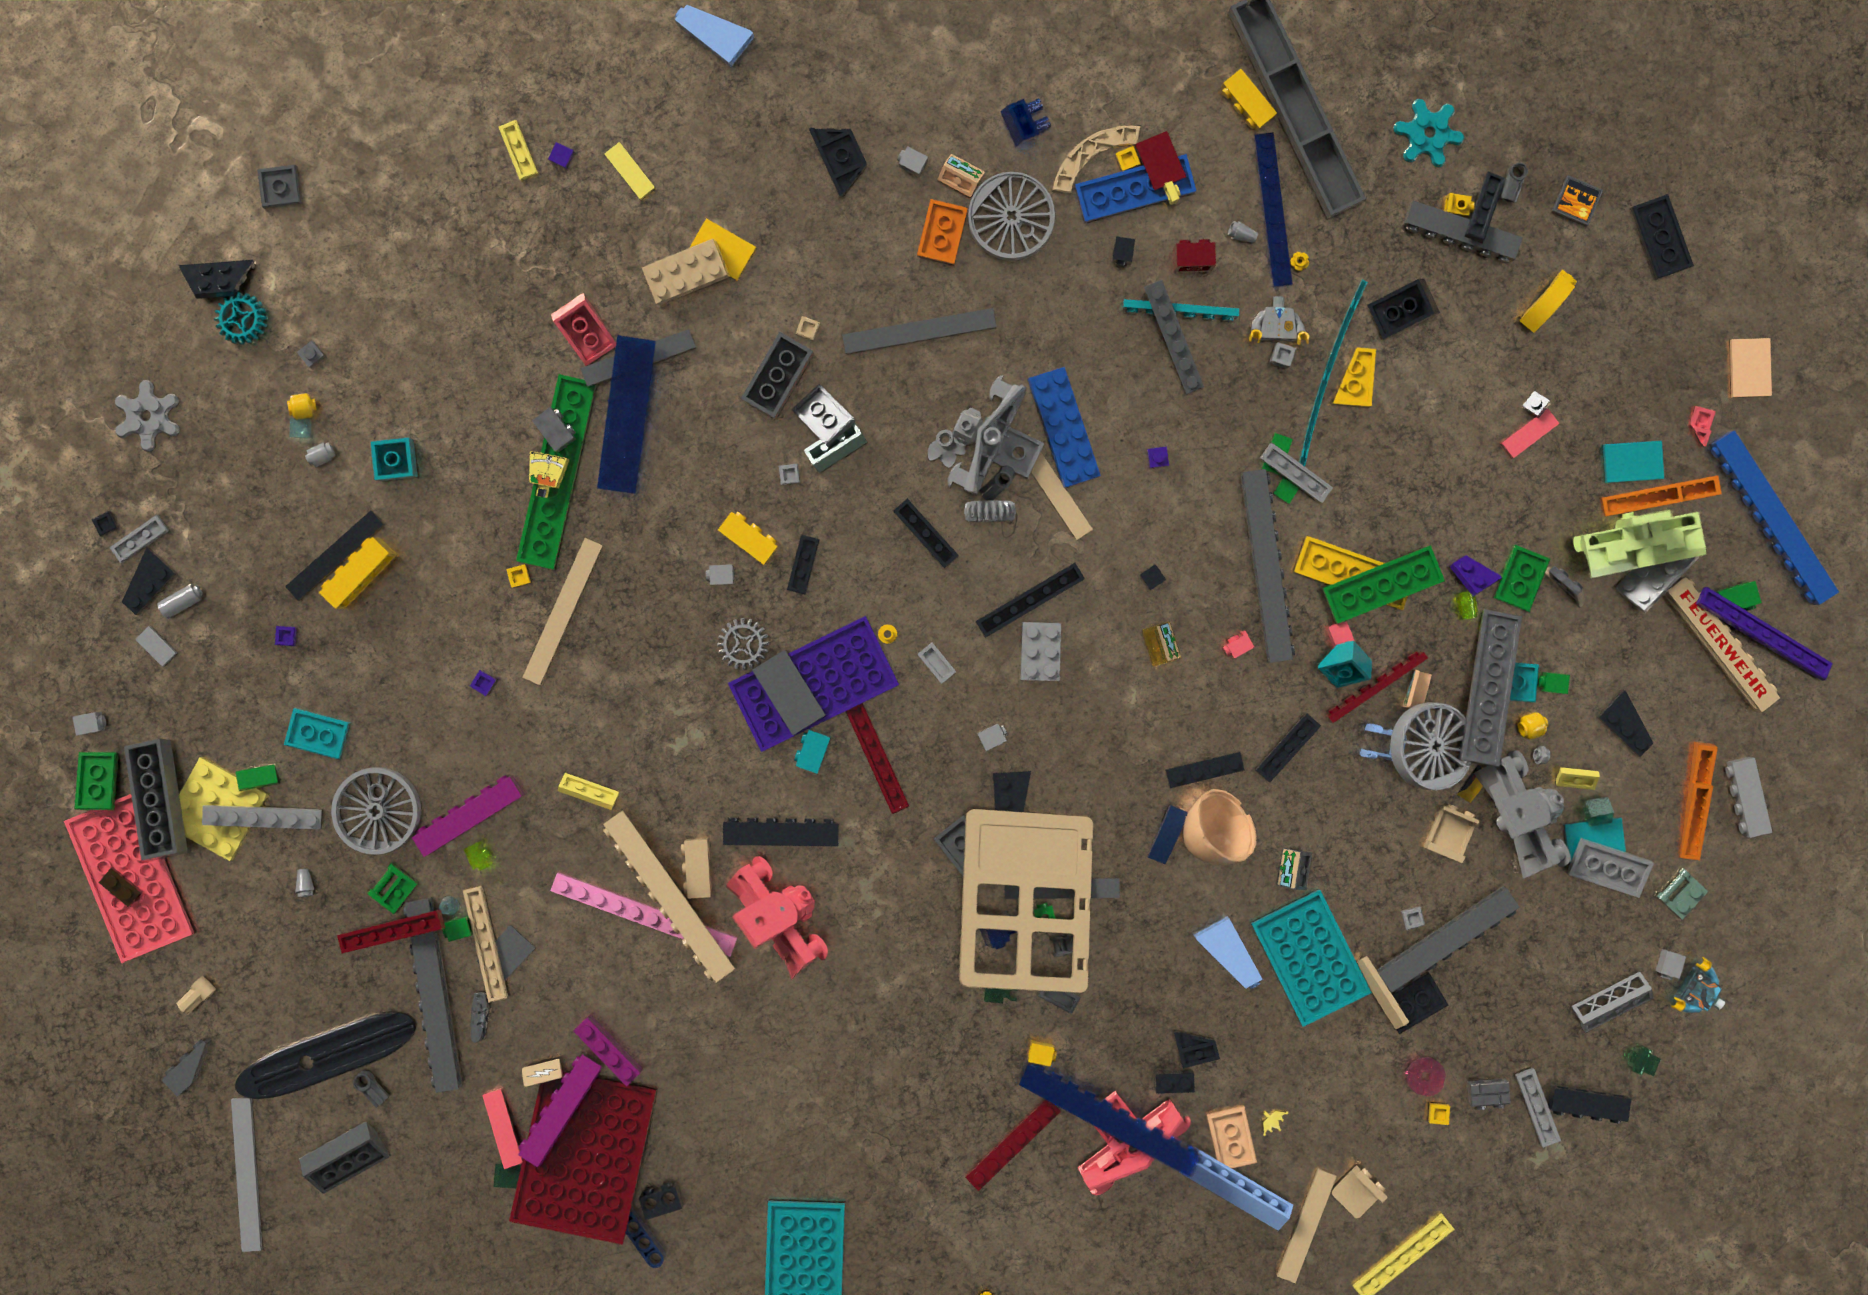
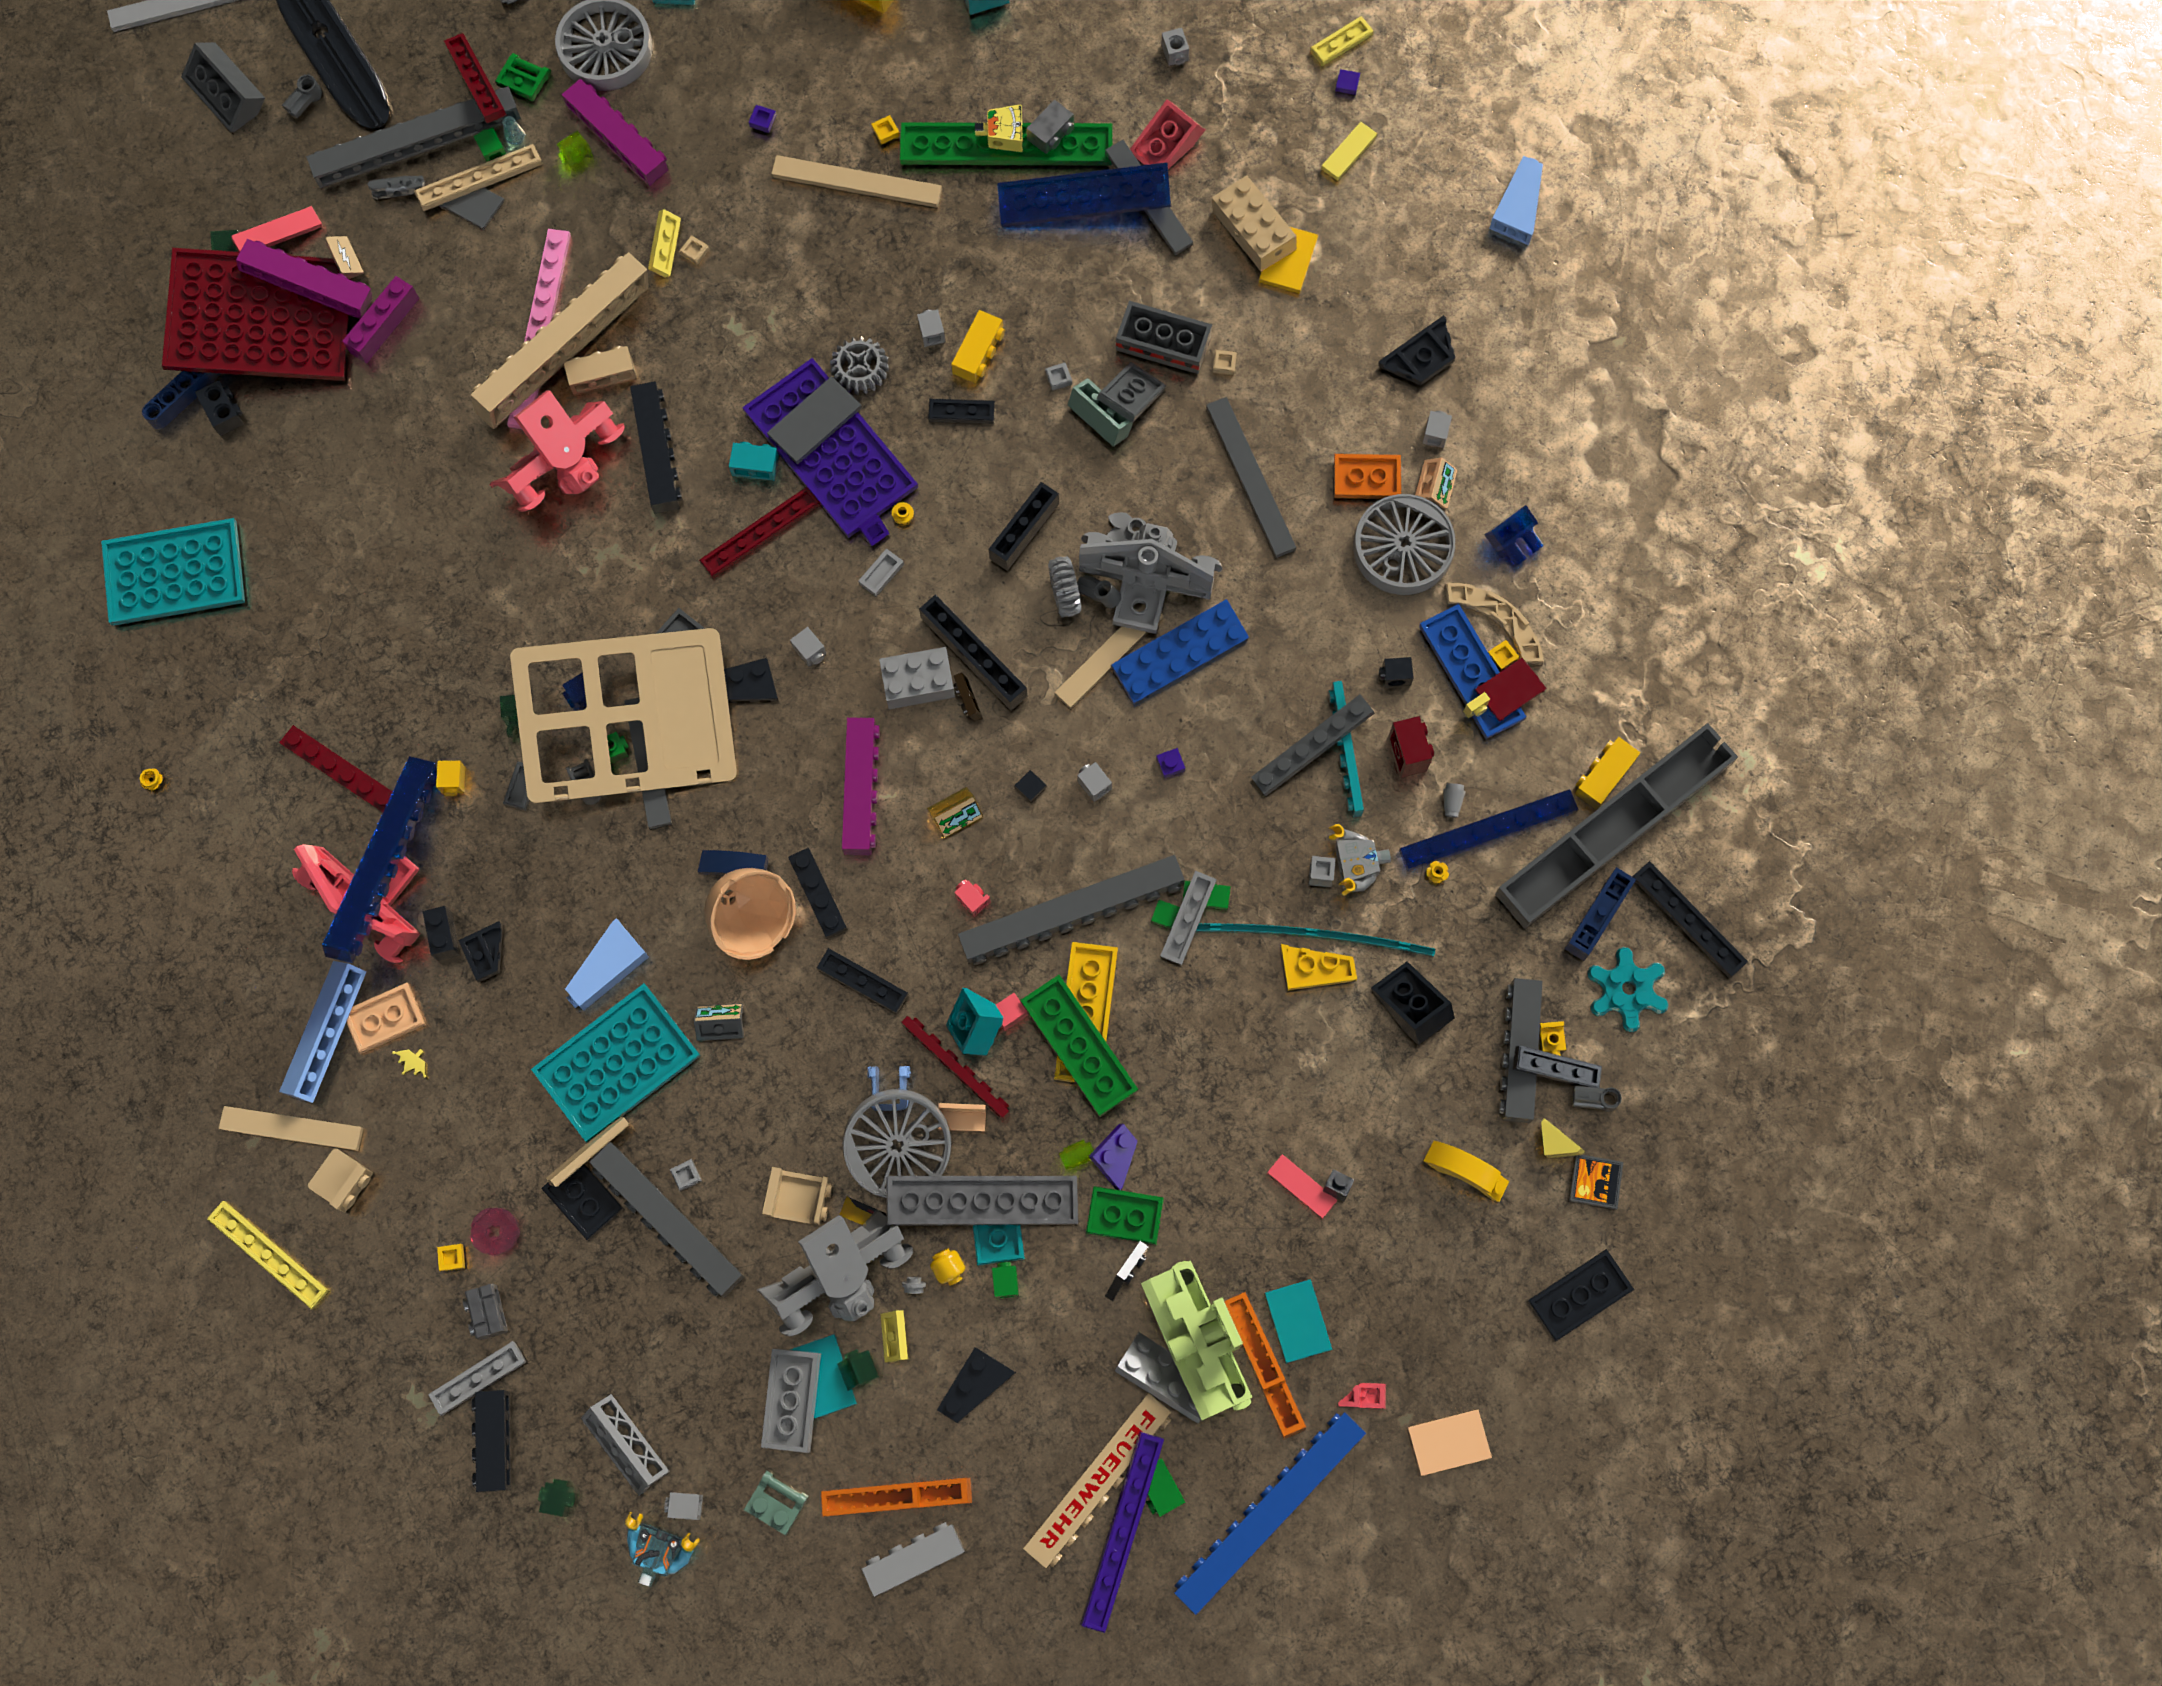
camera: 80 degrees right, 15 degrees down
(486, 297) = (1175, 39): none -> light grey brick
(598, 766) = (694, 250): none -> tan tile
(899, 661) = (873, 530): none -> dark purple plate
(1073, 612) = (963, 689): none -> dark brown plate
(1123, 718) = (859, 786): none -> magenta brick
(1162, 524) = (1094, 781): none -> light grey brick
(1367, 138) = (1600, 914): none -> dark blue brick
(1385, 67) = (1689, 919): none -> black plate
(1543, 222) = (1557, 1143): none -> light yellow slope

